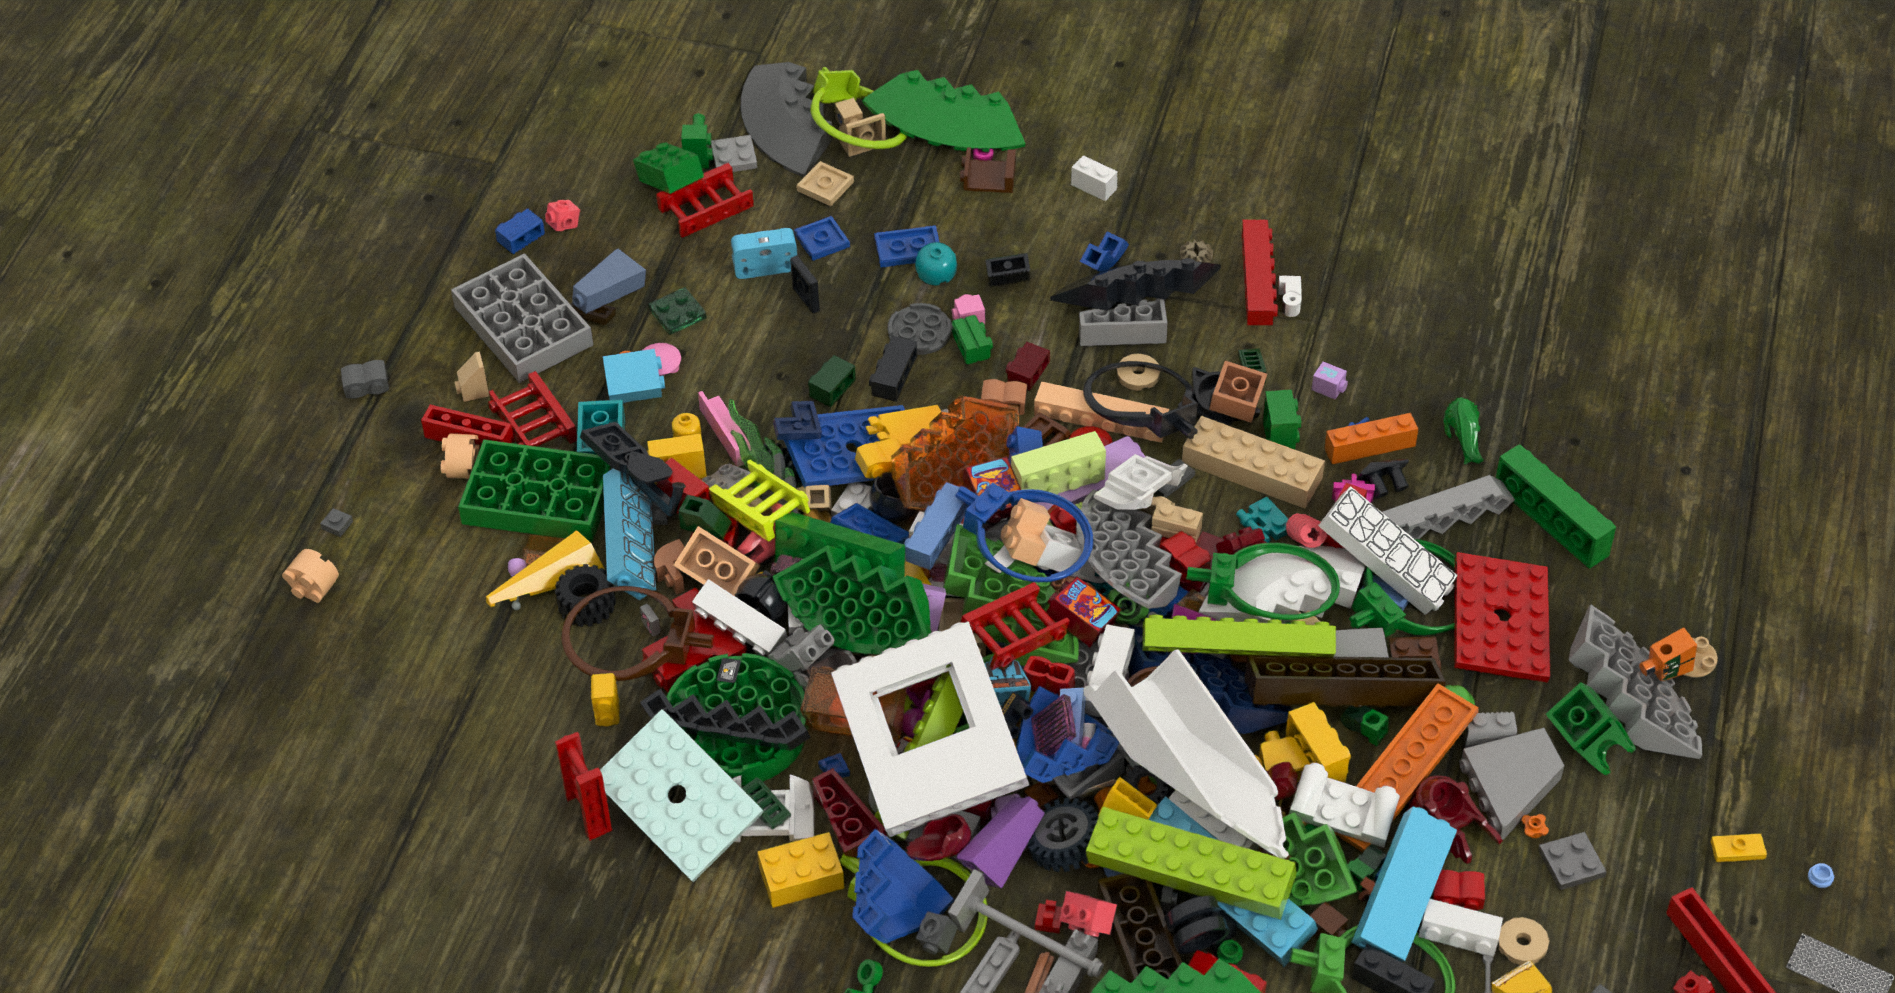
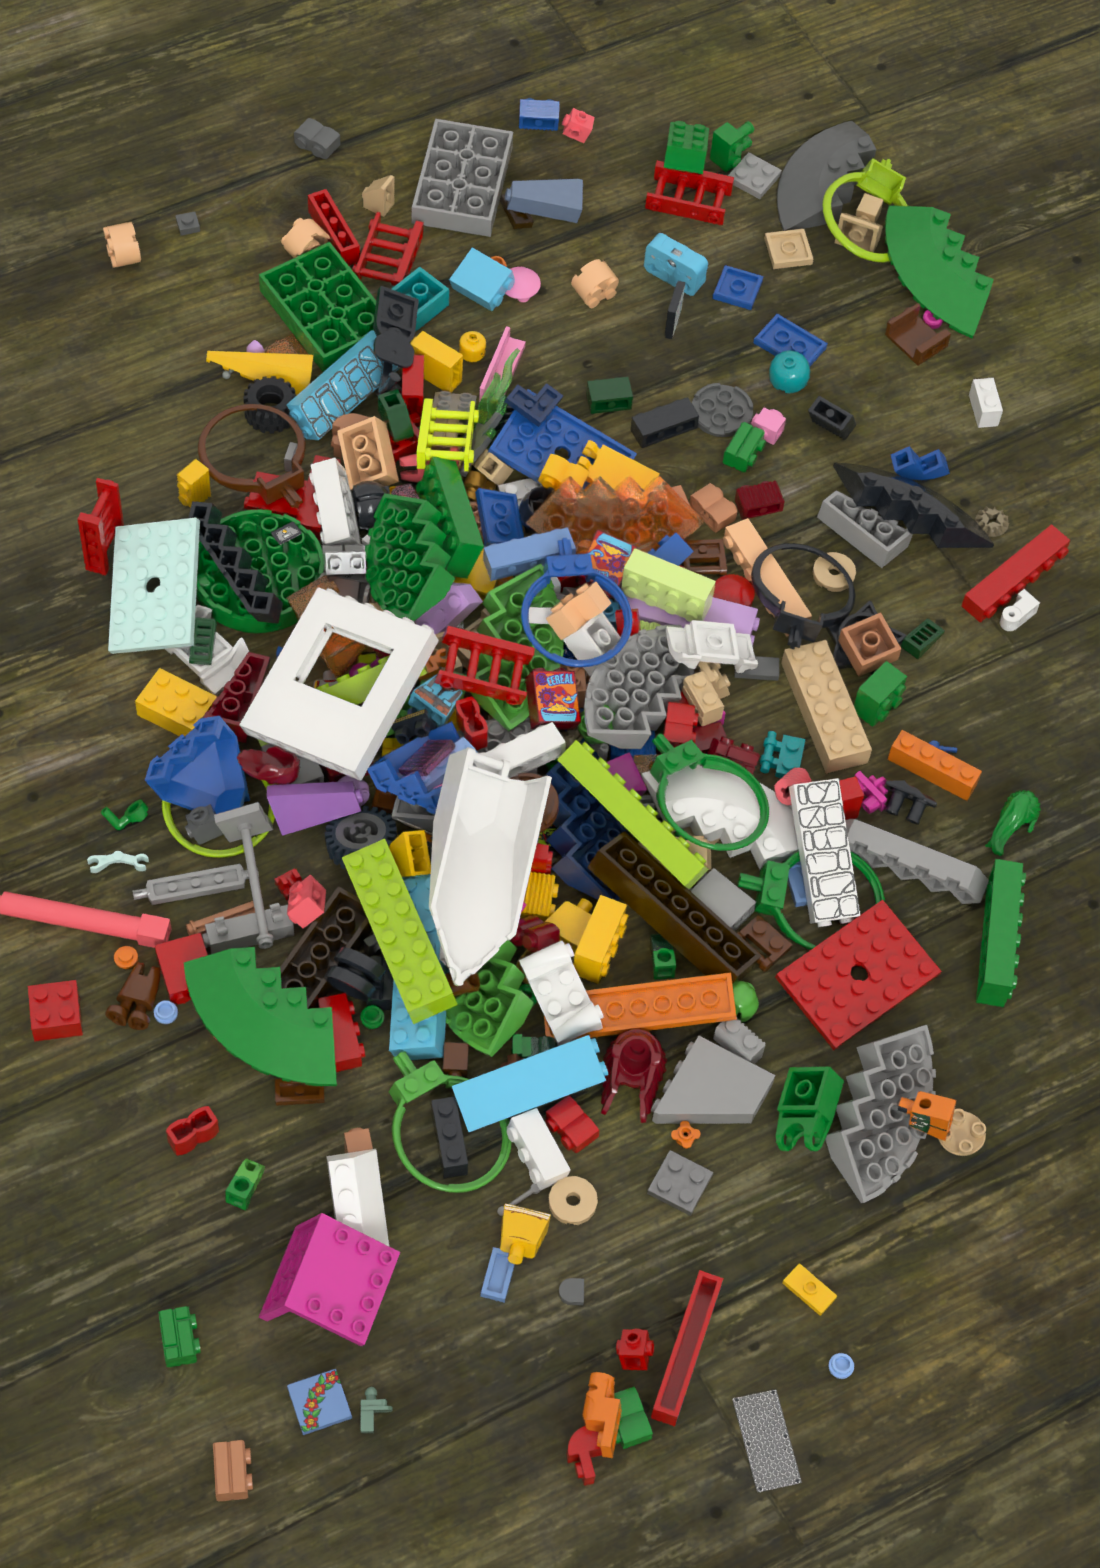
camera: 40 degrees right, 10 degrees up
(677, 311) = (572, 256): clear green plate -> none
(722, 312) = (595, 283): none -> light nougat brick
(1329, 380) = (961, 697): lavender brick -> none

